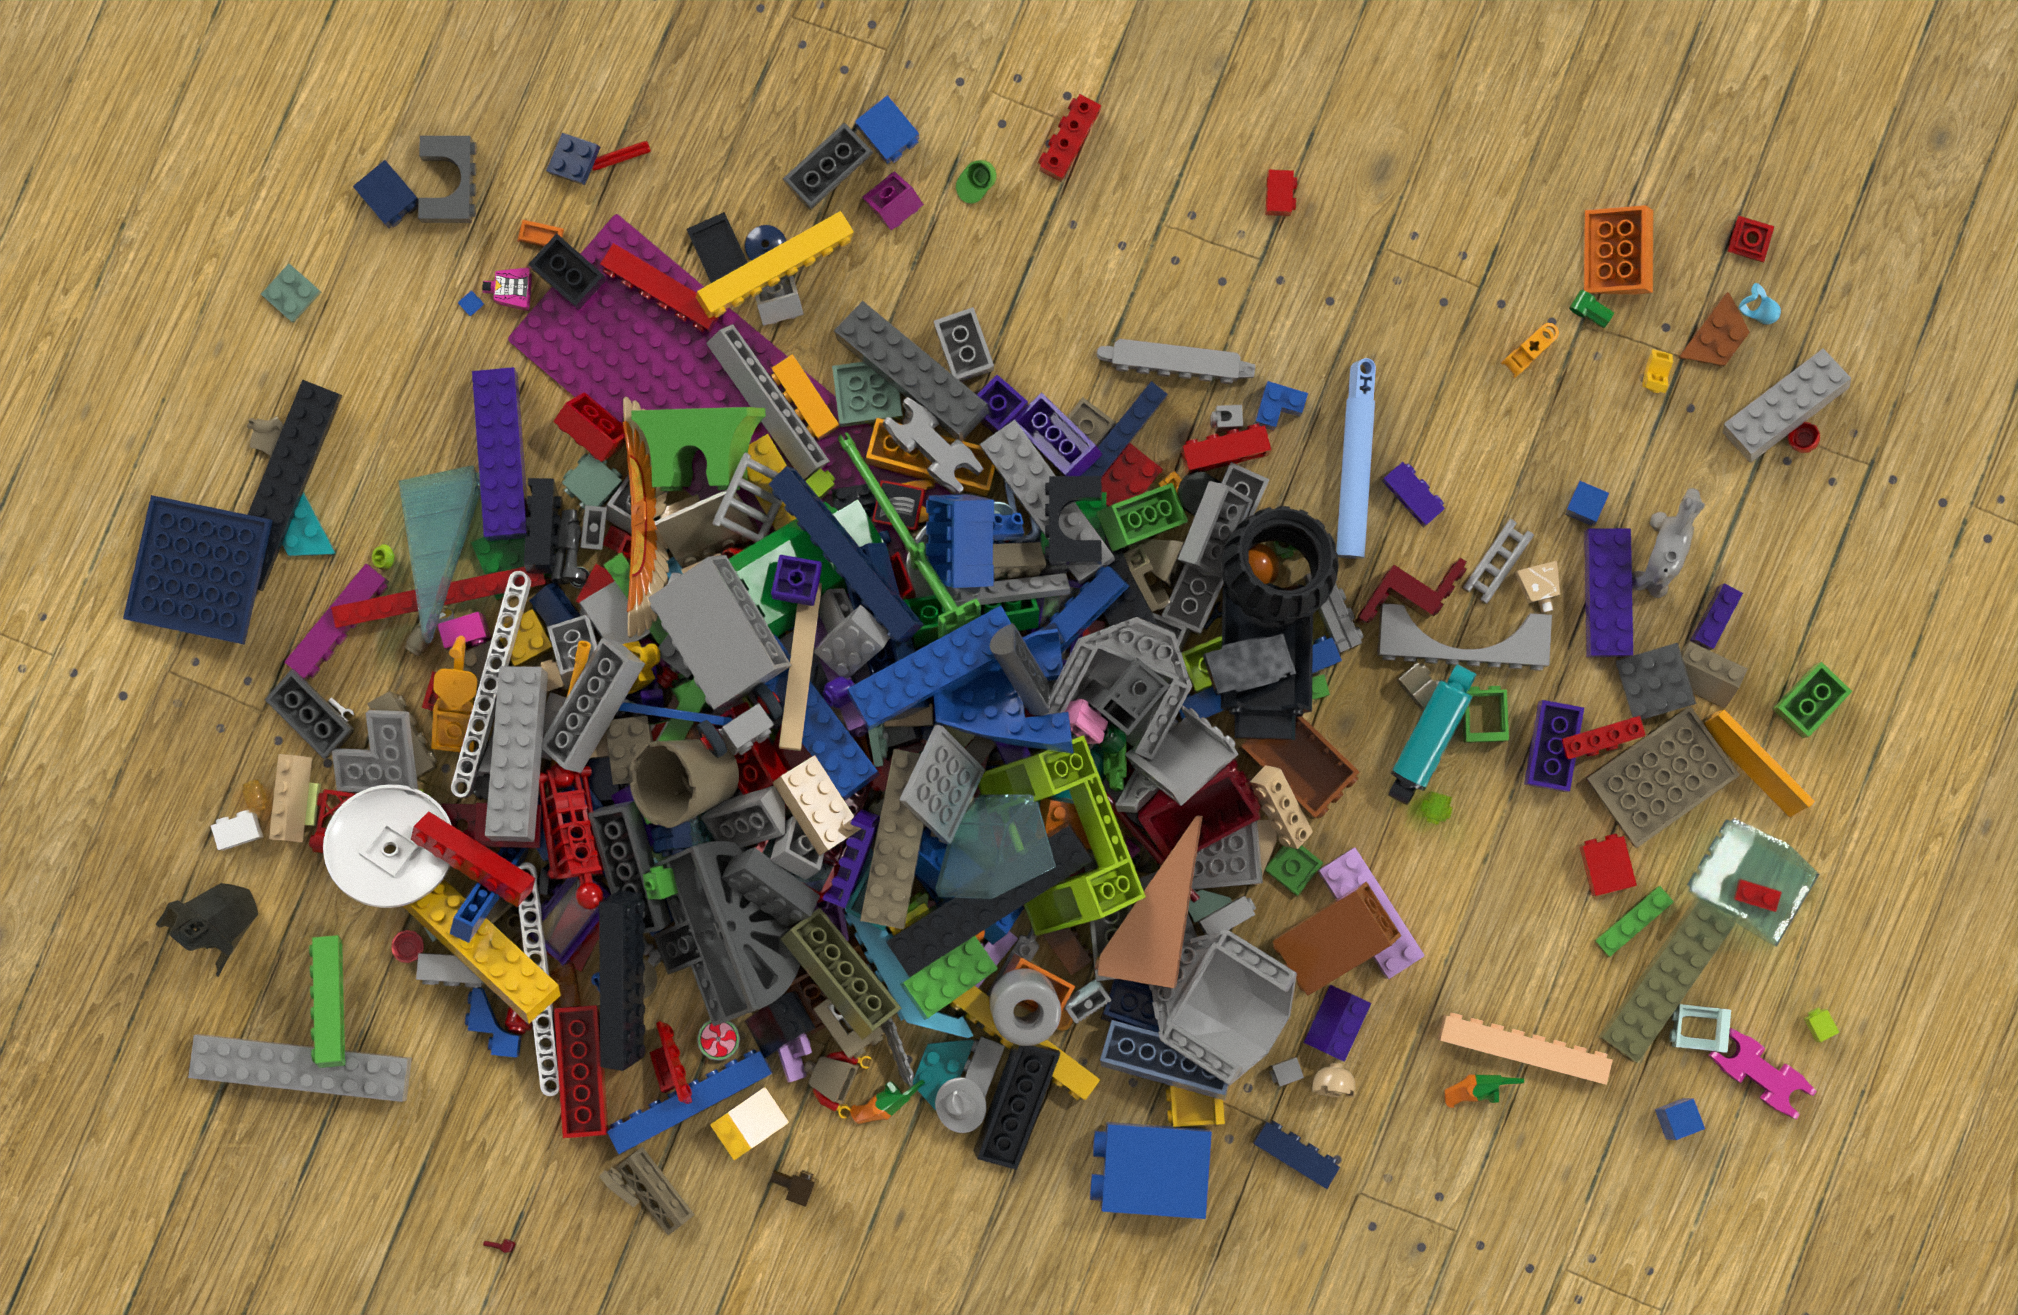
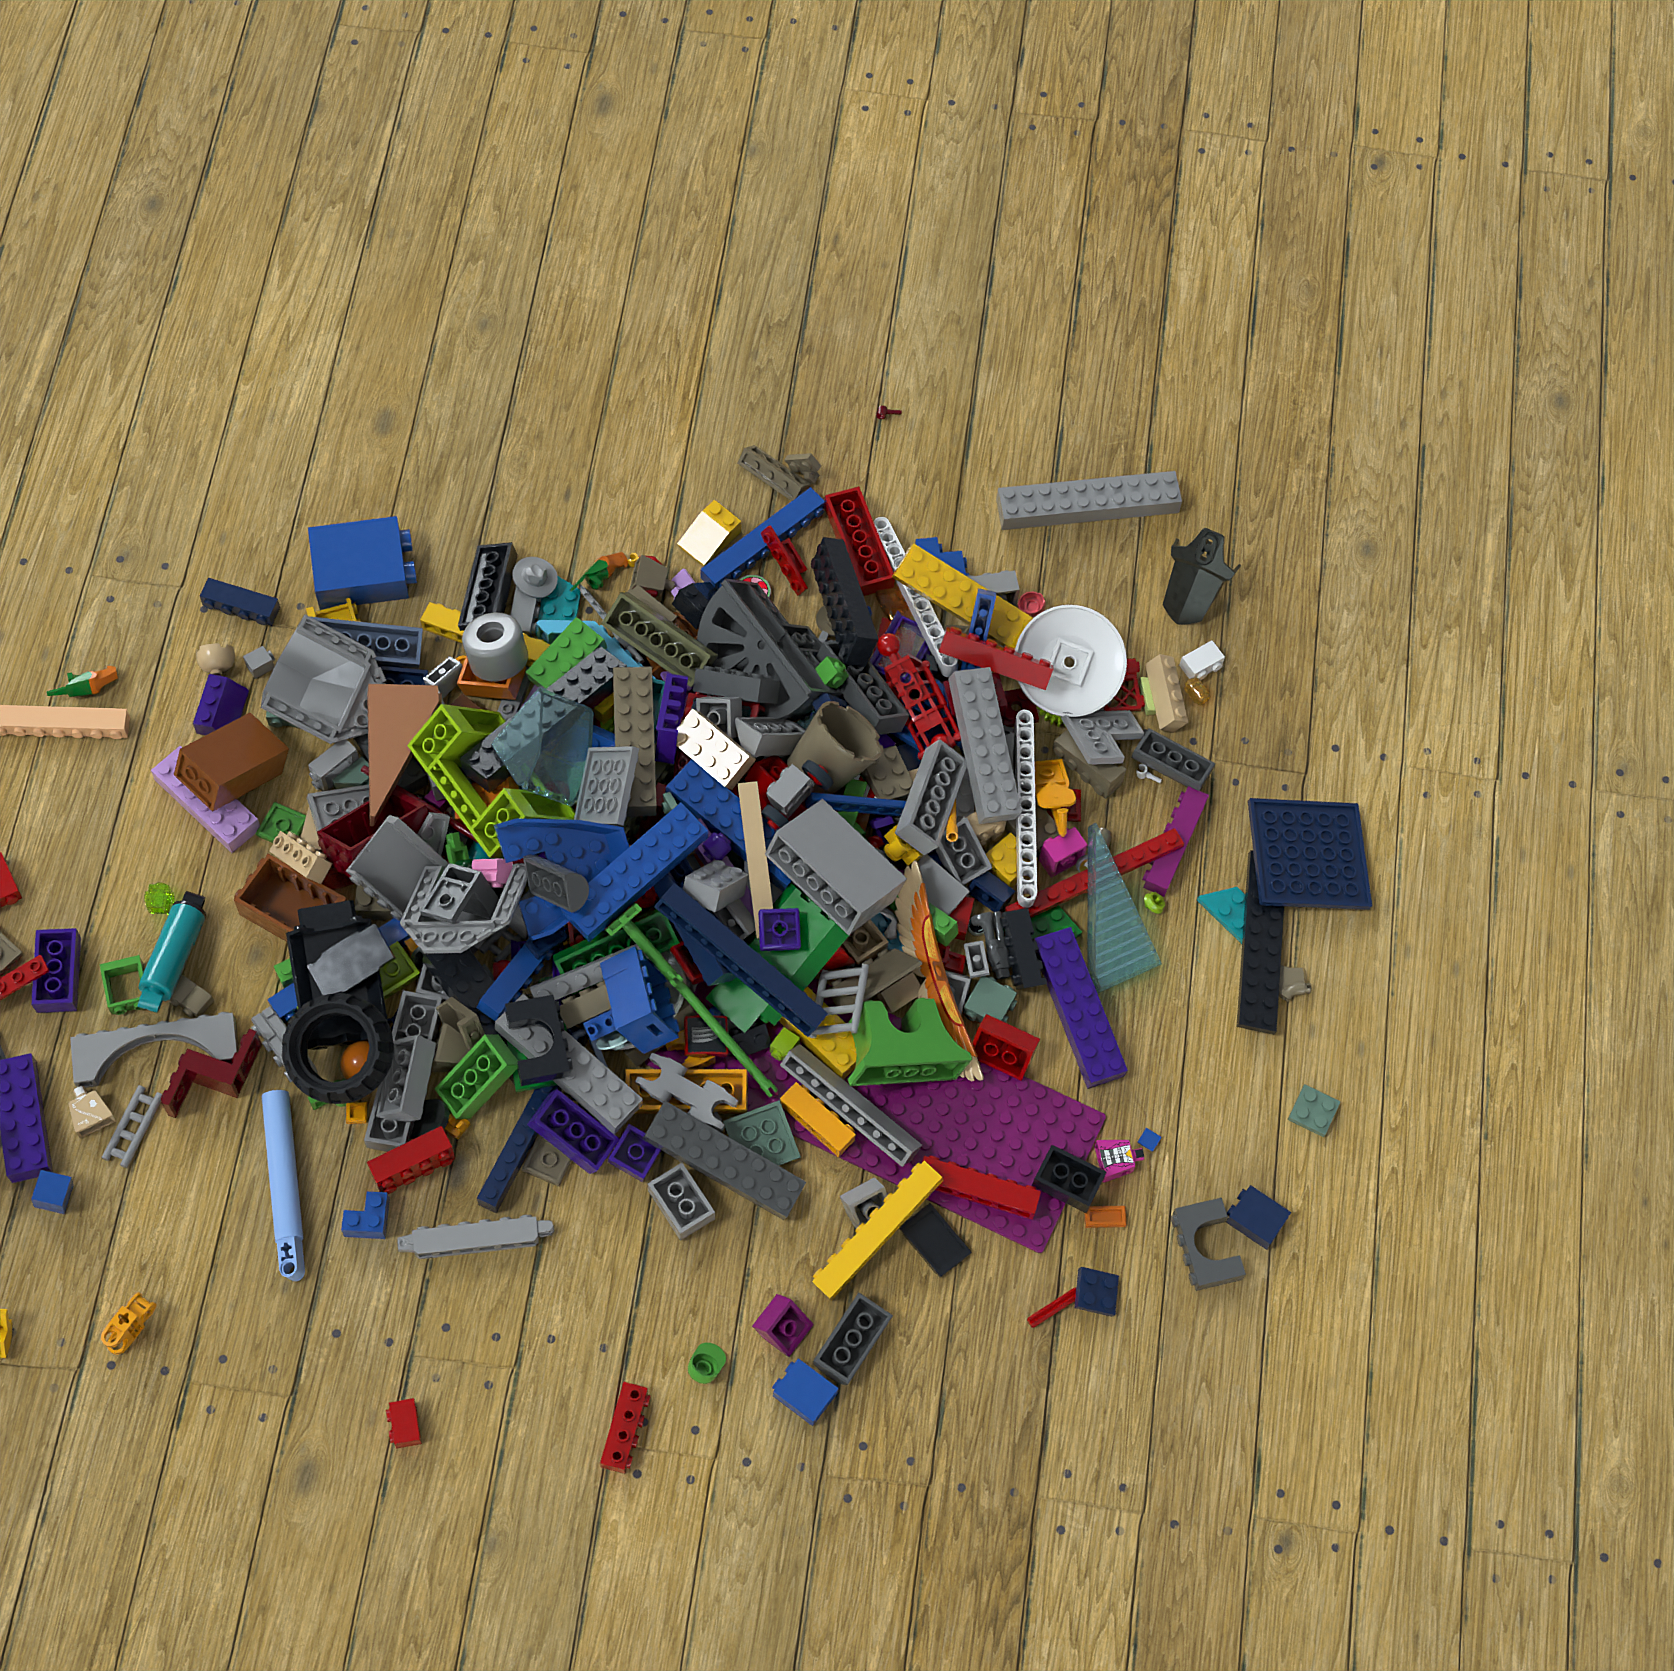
camera: 165 degrees right, 20 degrees down
(328, 1001) = (1082, 546): bright green brick -> none
(763, 233) = (893, 1266): dark blue dish -> none
(798, 1185) = (655, 492): dark brown brick -> none
(1129, 476) = (498, 1119): red plate -> none
(1227, 418) = (415, 1189): light grey brick -> none
(1413, 493) = (223, 1166): dark purple brick -> none
(1587, 306) = (76, 1384): green piece -> none
(1619, 250) = (51, 1447): orange slope -> none

